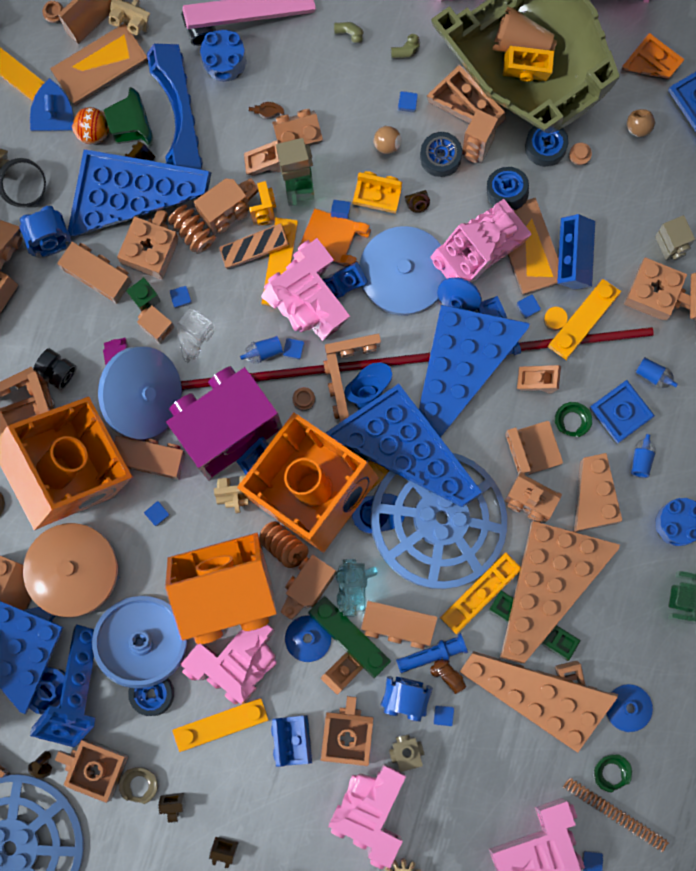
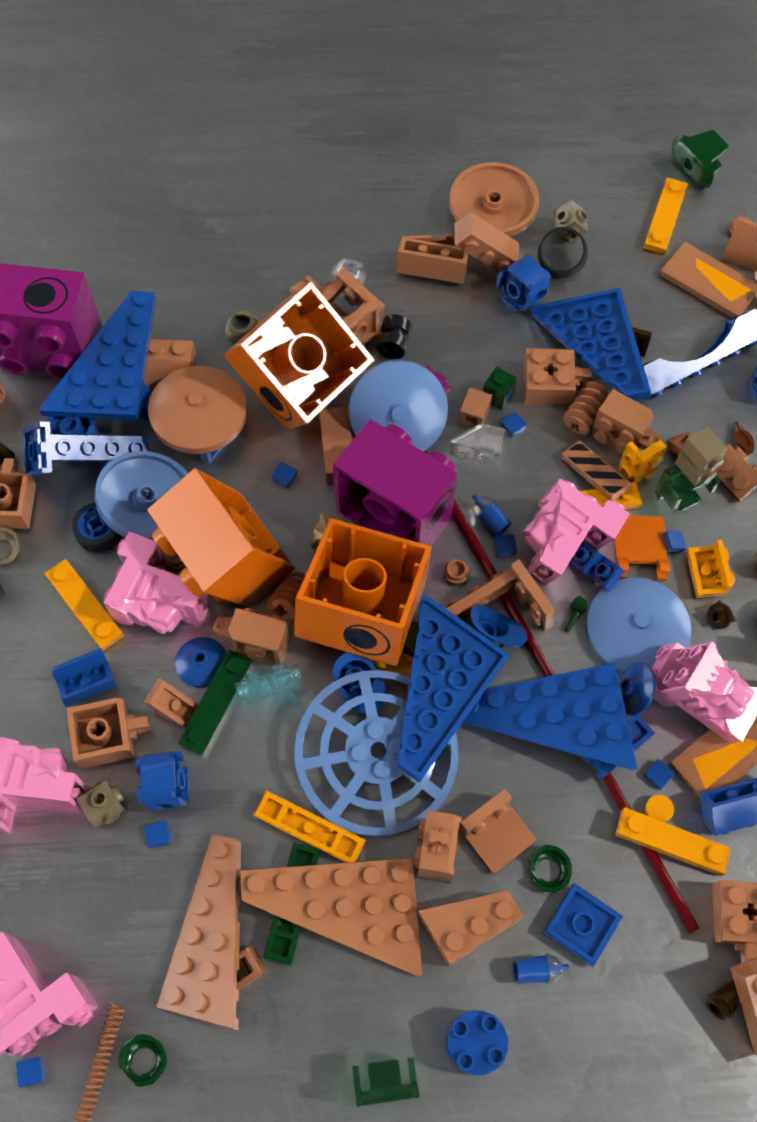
camera: 65 degrees right, 15 degrees down
(51, 109) = (646, 255): blue shield -> none
(90, 125) = (646, 289): orange helmet -> none
(95, 271) = (504, 338): nougat brick -> none
(129, 120) = (669, 317): dark green piece -> none
(369, 310) = (580, 606): none -> dark green hand
(398, 624) = (243, 746): nougat slope -> none
(443, 650) = (230, 806): blue pin -> none
(449, 675) = (204, 823): reddish brown arm -> none
(539, 378) = (580, 810): nougat slope -> none
(639, 718) = (243, 1065): blue dish -> none
(656, 374) = (645, 950): blue piece -> none

